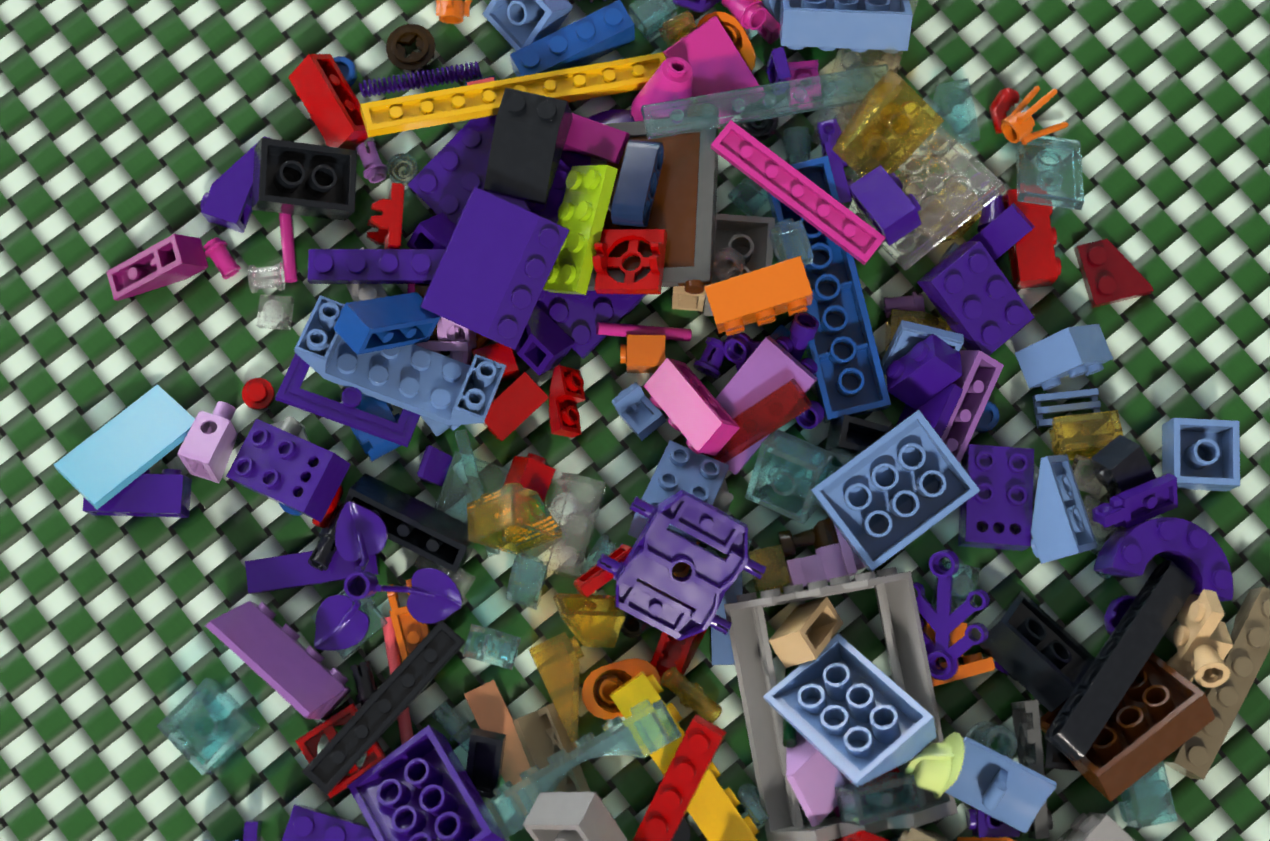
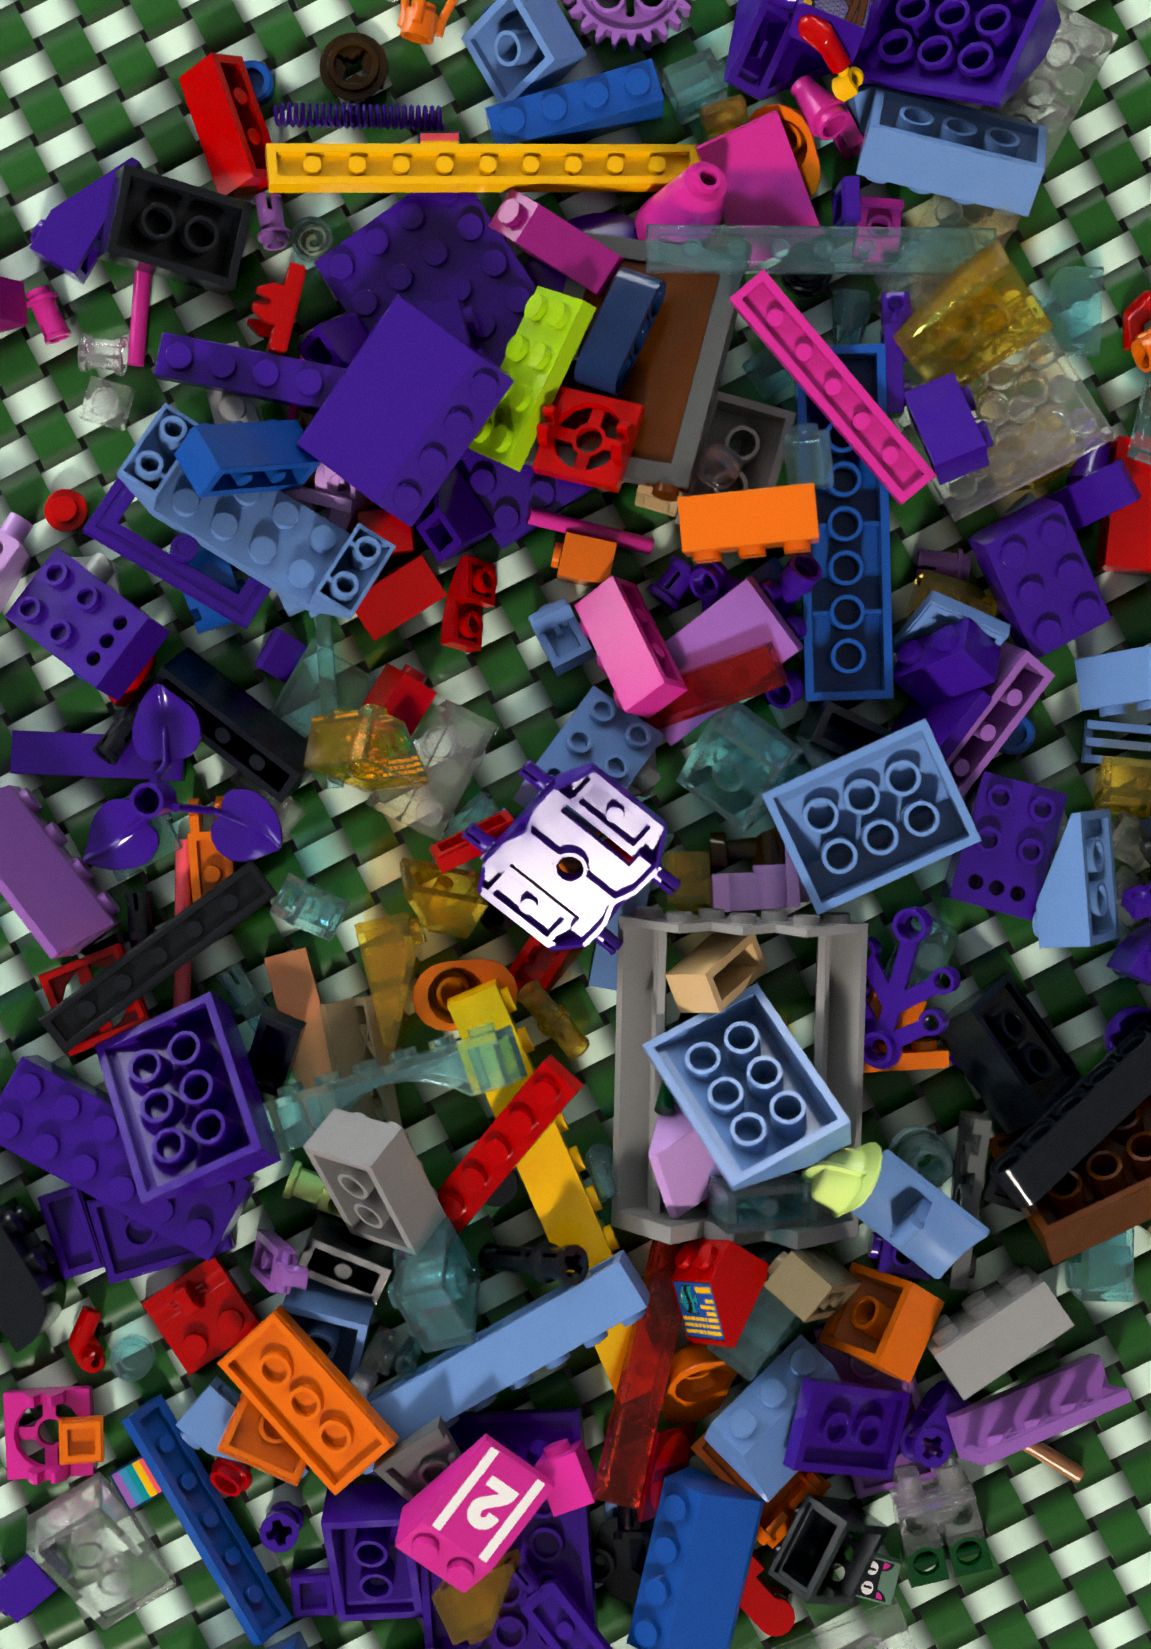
camera: 15 degrees right, 10 degrees up
(526, 581) = (371, 831): clear light blue slope -> none
(527, 145) = (481, 248): black slope -> none

